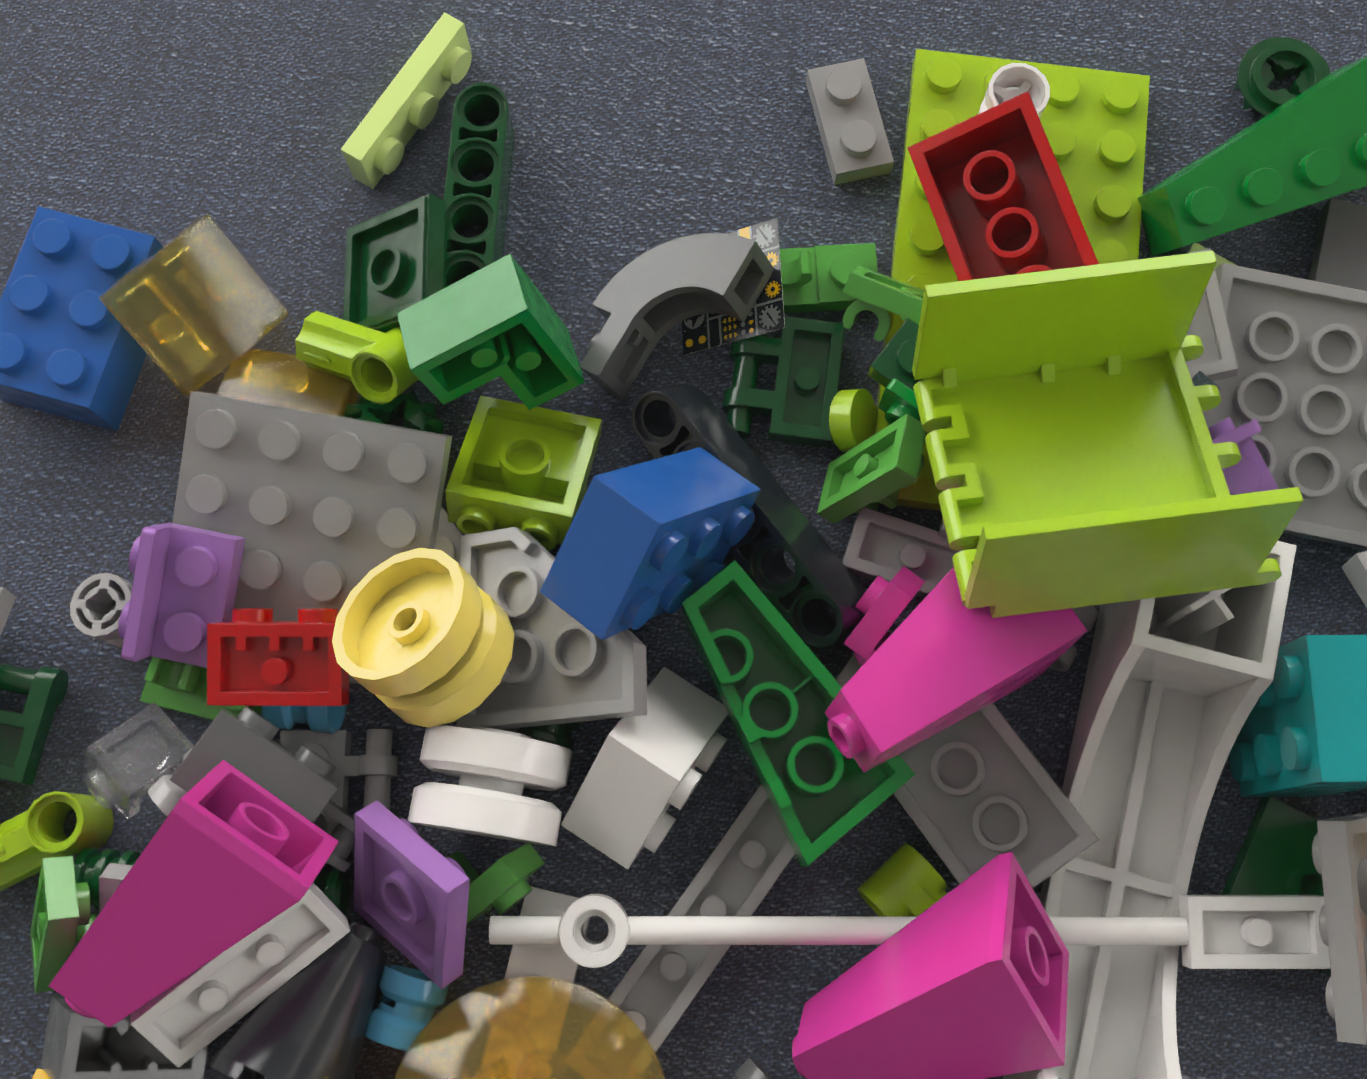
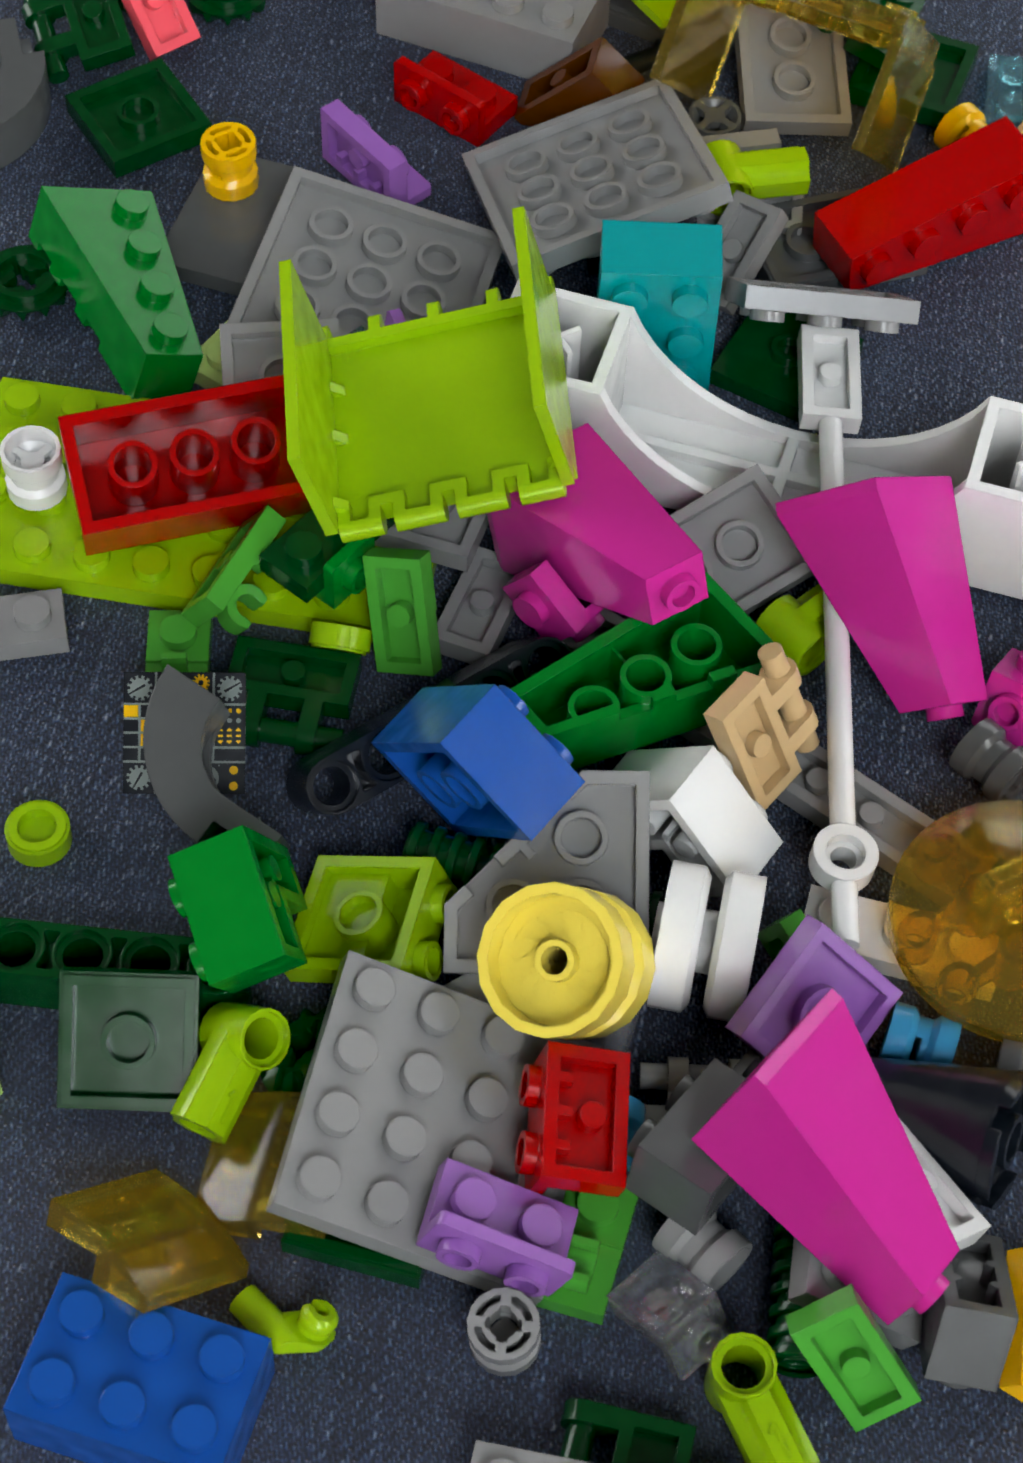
camera: 90 degrees left, 20 degrees down
(140, 432) = (290, 1331): none -> lime arm
(625, 180) = (38, 833): none -> lime tile
(719, 841) = (764, 724): none -> tan plate

